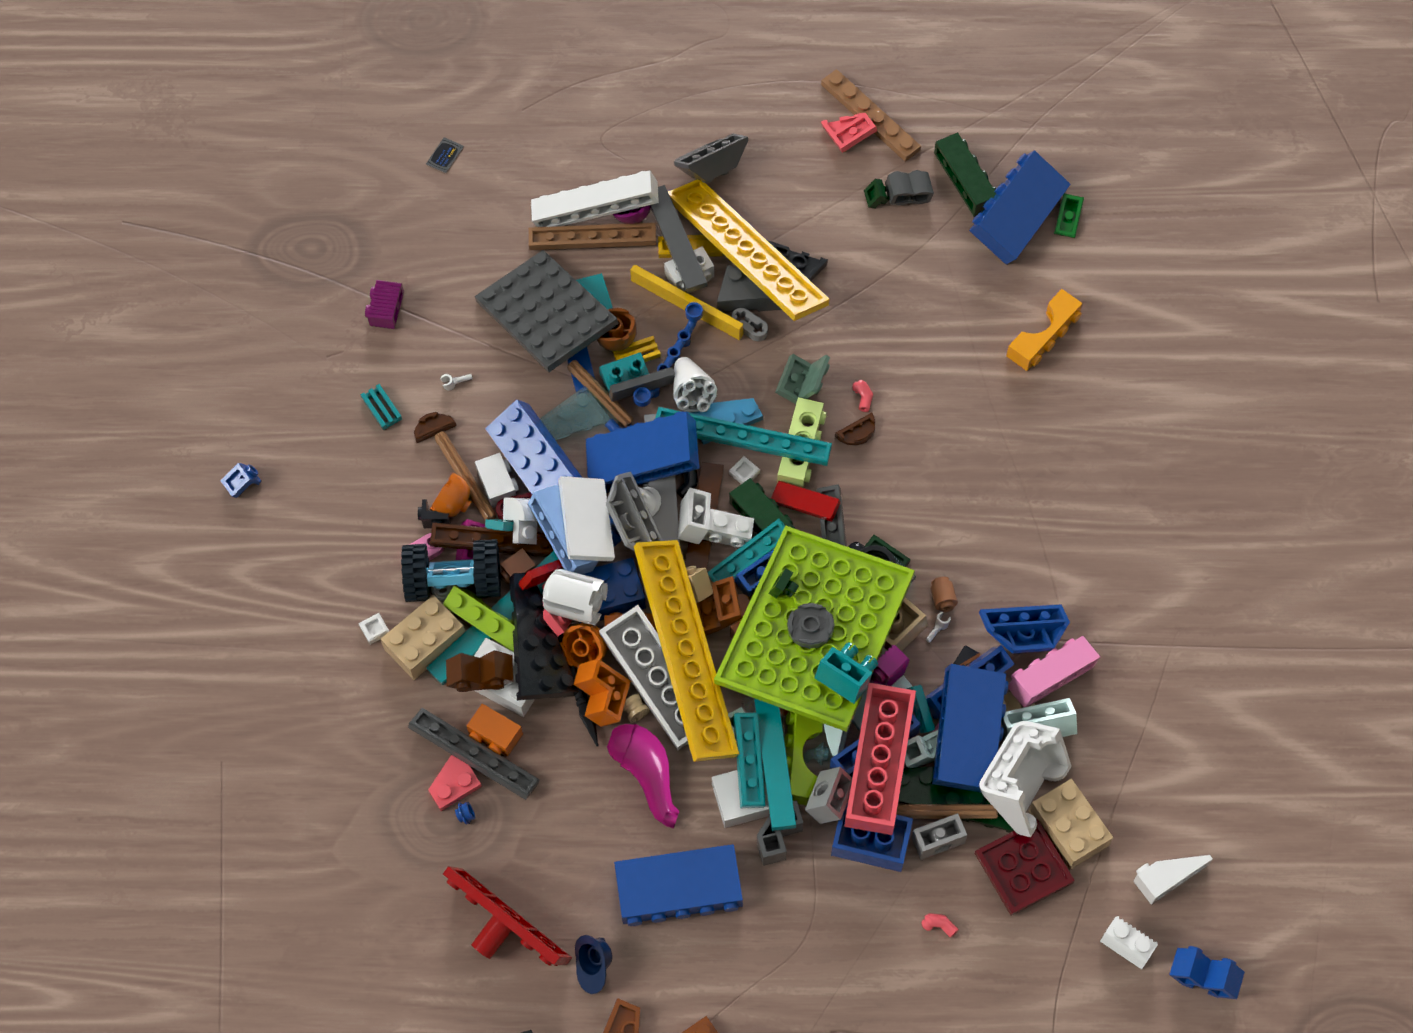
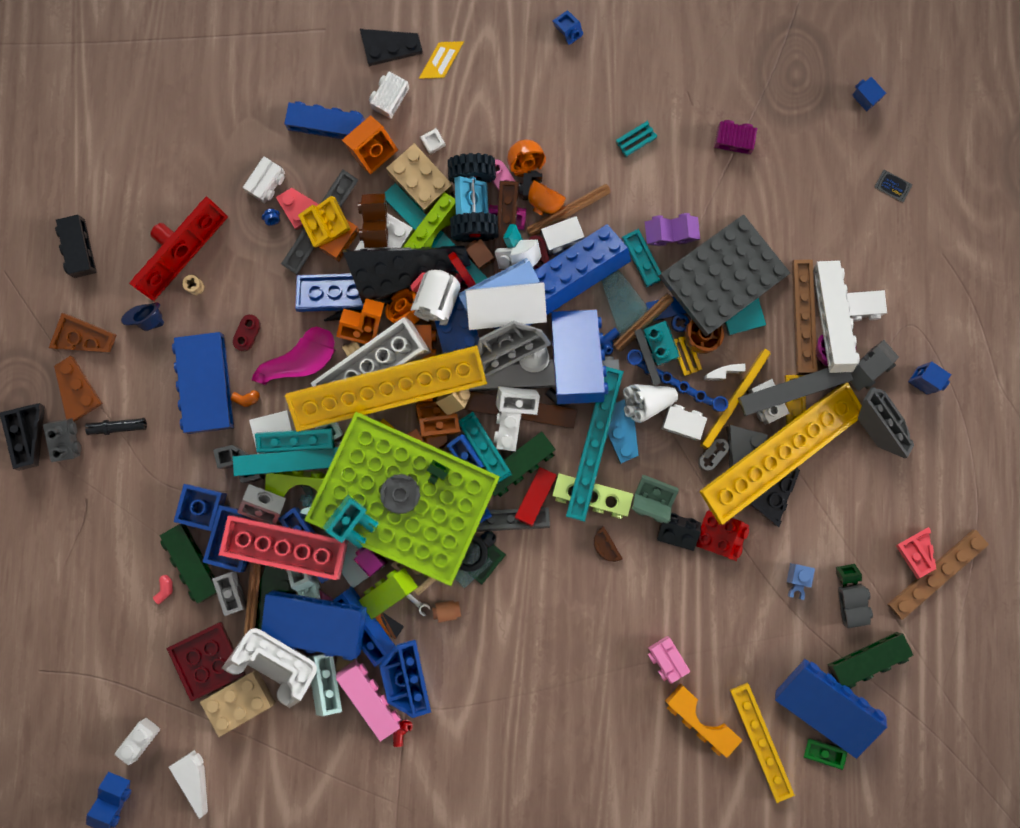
camera: 90 degrees right, 20 degrees up
(250, 683) = (389, 45): none -> black wing
(271, 623) = (441, 59): none -> yellow sticker
(314, 677) = (389, 94): none -> white brick
(341, 174) = (868, 93): none -> blue brick
(345, 751) = (321, 121): none -> blue brick
(380, 689) = (370, 144): none -> orange brick
(398, 520) = (525, 157): none -> orange cylinder
(418, 821) = (264, 180): none -> white brick
(432, 424) = (618, 181): reddish brown tile -> none
(449, 386) = (660, 198): white hand -> none
(476, 739) = (324, 222): none -> yellow slope
(493, 365) = (679, 230): none -> medium lavender brick
(533, 394) = (642, 258): none -> teal tile
(555, 909) = (192, 279): none -> tan bush
(562, 737) = (327, 293): none -> tile
(579, 172) = (867, 304): none -> white brick
(602, 353) = (680, 317): none -> blue bush
(612, 839) = (248, 333): none -> dark red plate
(644, 160) = (873, 364): none -> dark grey brick
(657, 314) = (720, 373): none -> white slope
(661, 116) = (930, 378): none -> blue brick
(698, 831) = (246, 400): none -> orange arm
(715, 351) = (684, 422): none -> white brick
(737, 1004) = (107, 427): none -> black pin
(744, 470) = (568, 446): white tile -> none
(835, 877) = (198, 506): none -> blue brick
(841, 316) = (724, 538): none -> red bracket
(841, 352) = (680, 532): none -> black bracket
(866, 394) = (642, 554): coral arm -> none
(881, 237) = (800, 577): none -> medium blue brick
(905, 889) = (189, 561): none -> dark green brick
(922, 710) = (340, 585): teal tile -> none
(925, 648) = (387, 592): none -> lime brick
(981, 364) = (668, 659): none -> bright pink brick
(1062, 274) = (762, 742): none -> yellow plate
(1098, 645) = (405, 726): none -> red arm

